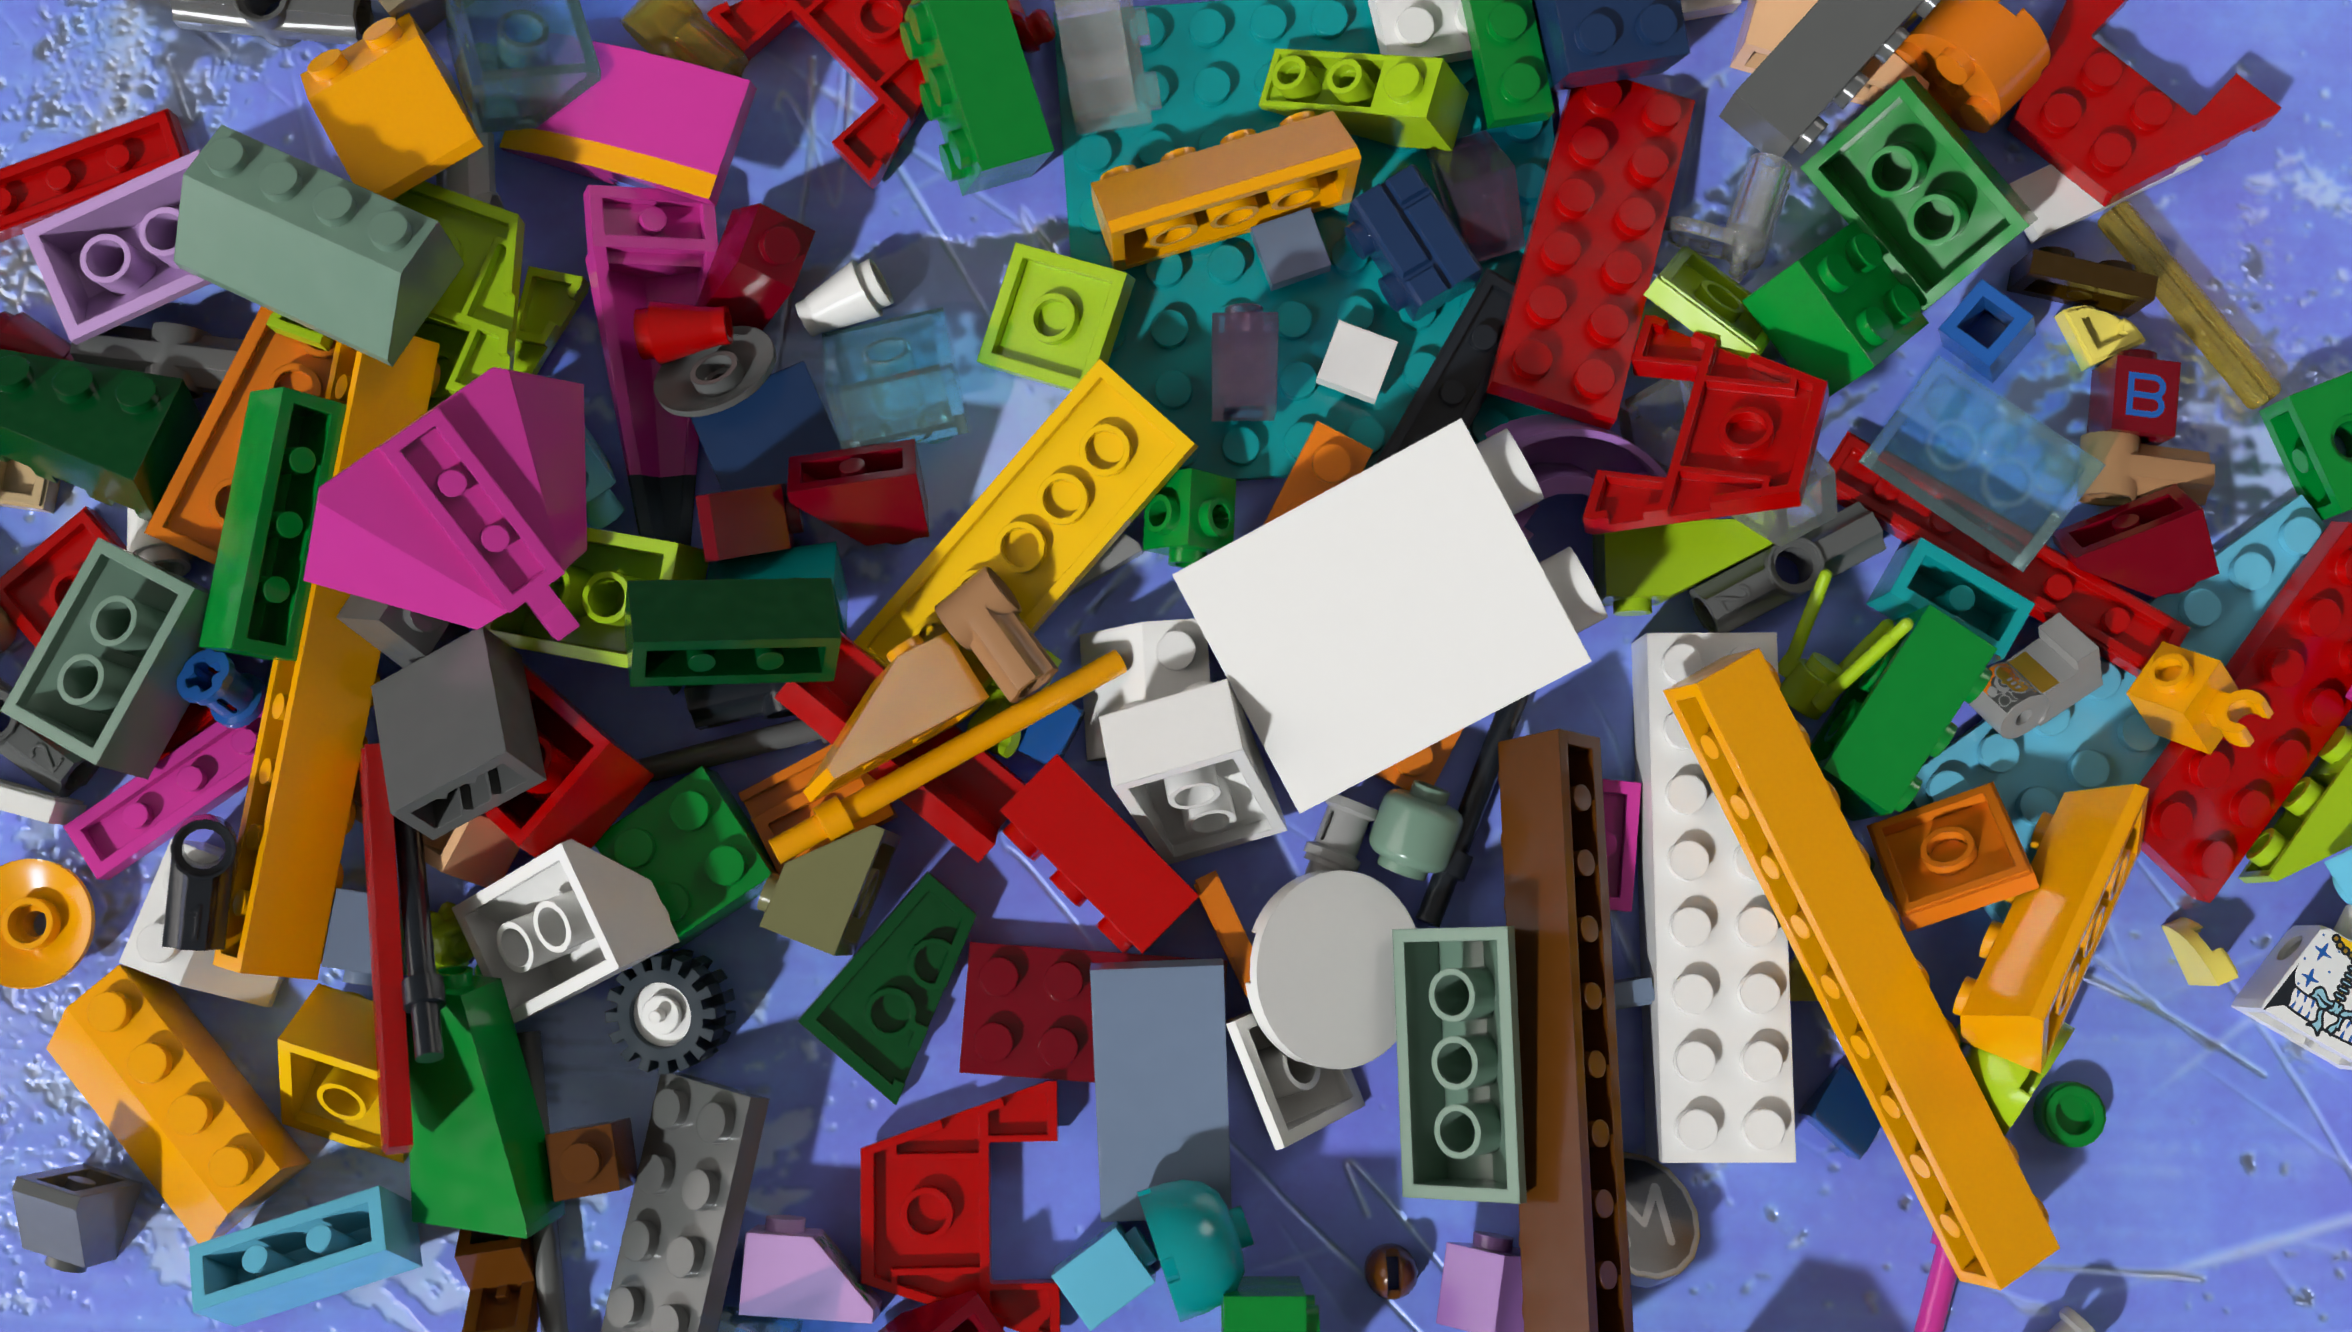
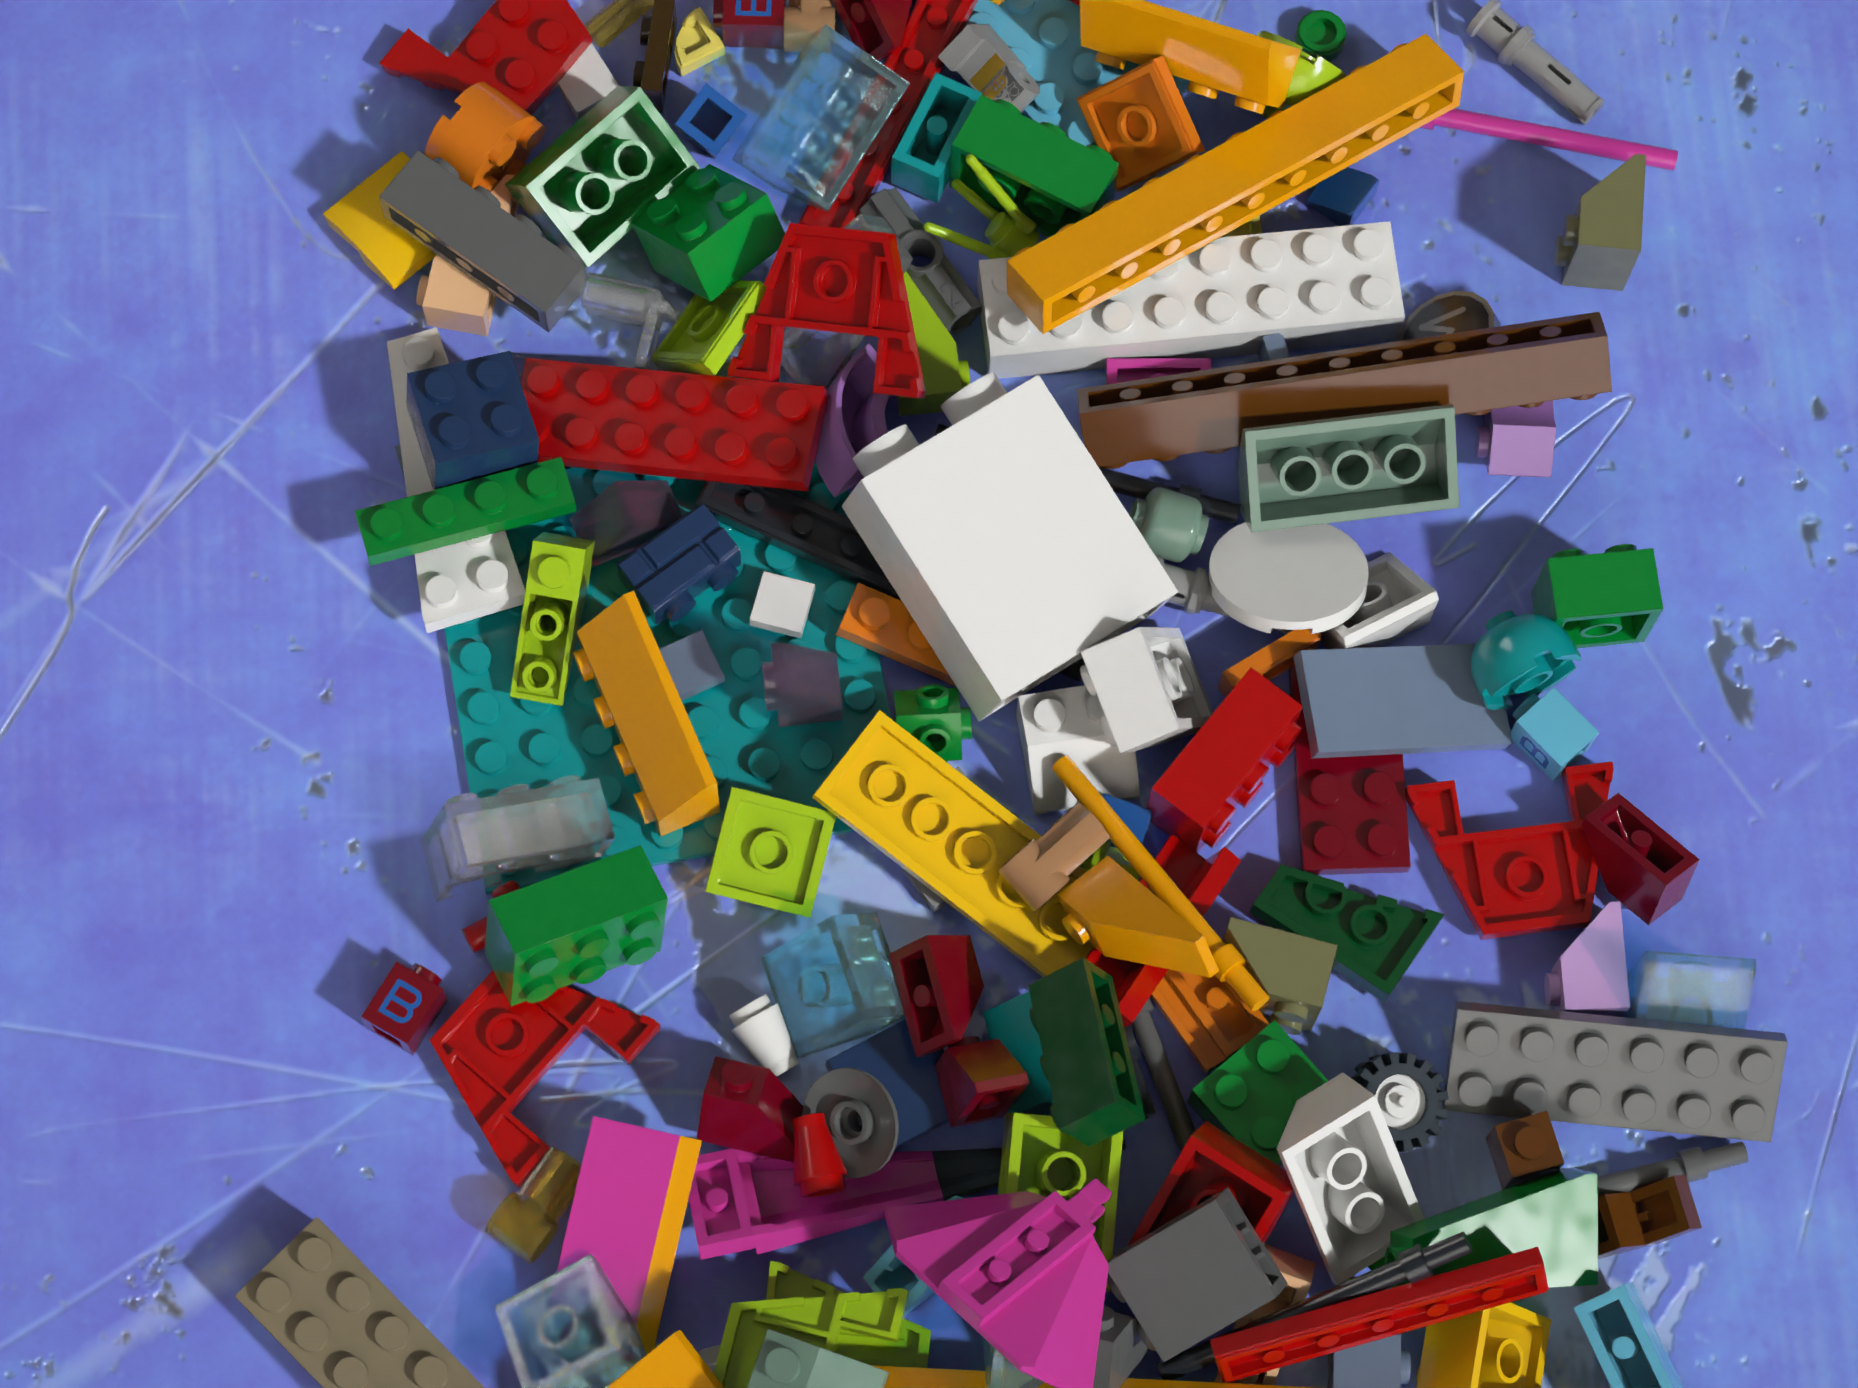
camera: 100 degrees left, 10 degrees down
(1377, 1272) = (1517, 529): reddish brown hinge -> none

